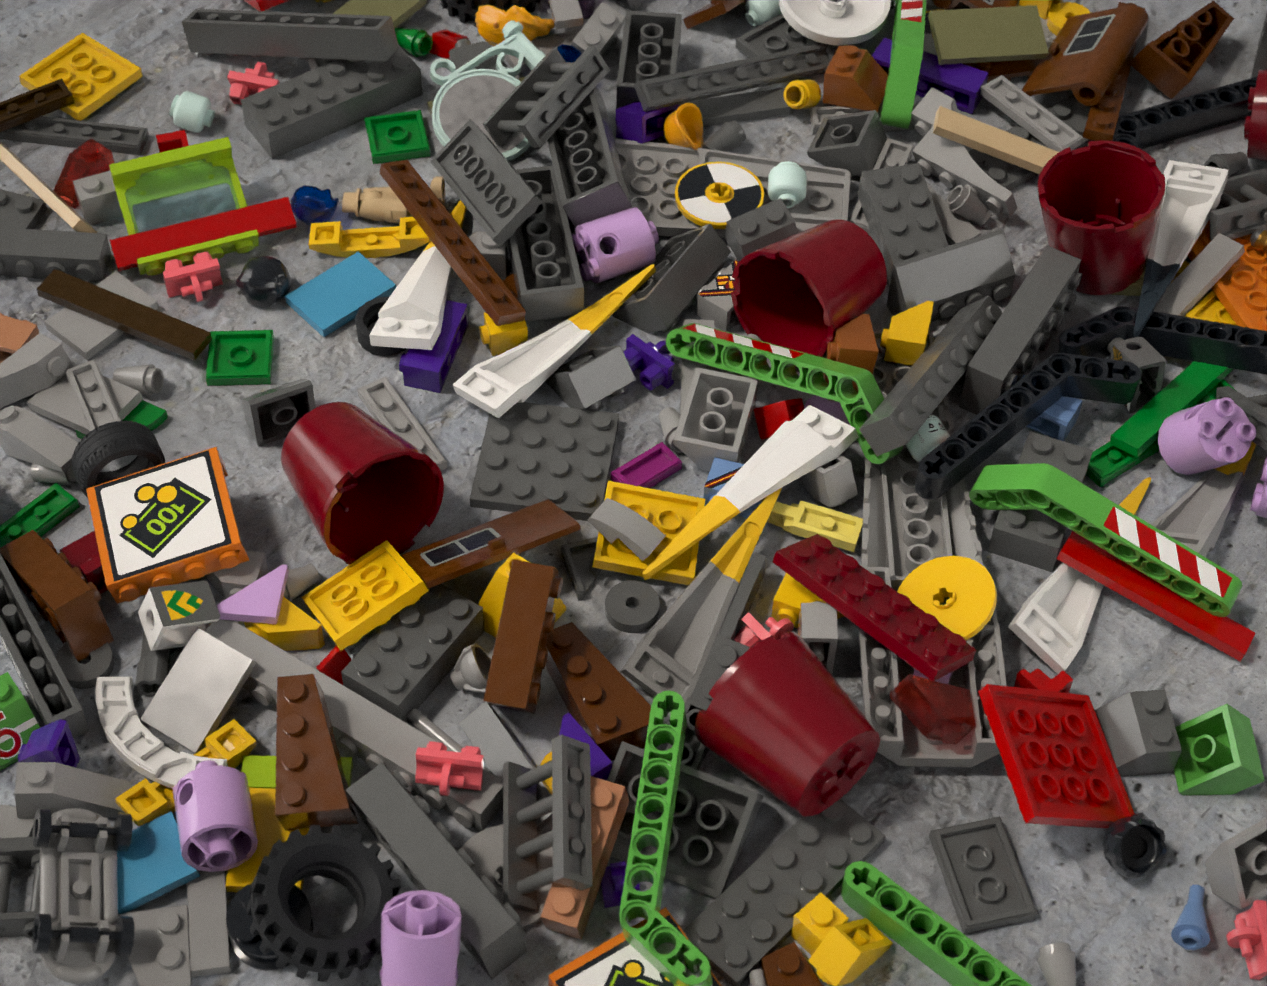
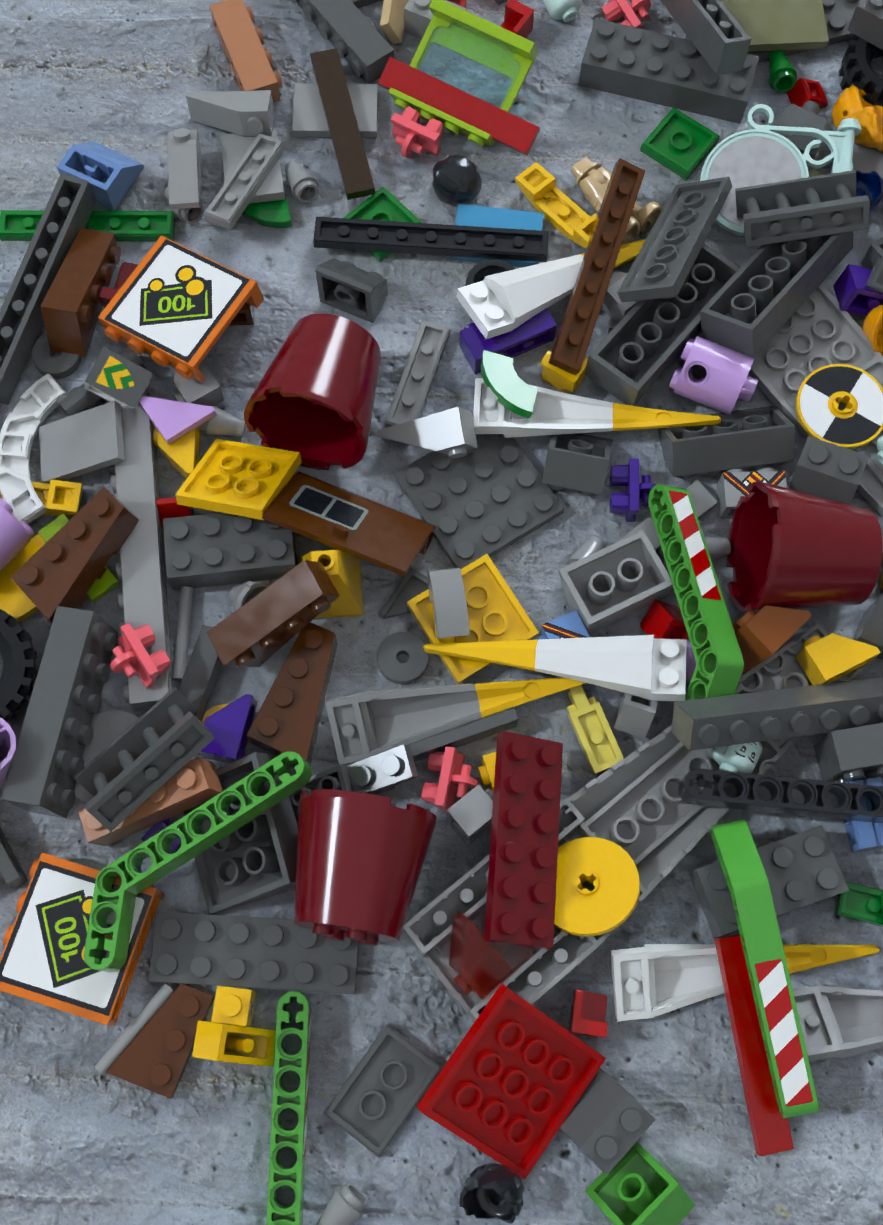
camera: 50 degrees right, 20 degrees up
(110, 443) = (207, 229): black tyre -> none
(294, 333) = (431, 239): none -> black tile
(313, 204) = (554, 148): clear blue hair -> none
(476, 436) = (443, 432): none -> light grey slope
(497, 365) = (506, 385): none -> tile
(648, 467) = (532, 568): magenta tile -> none

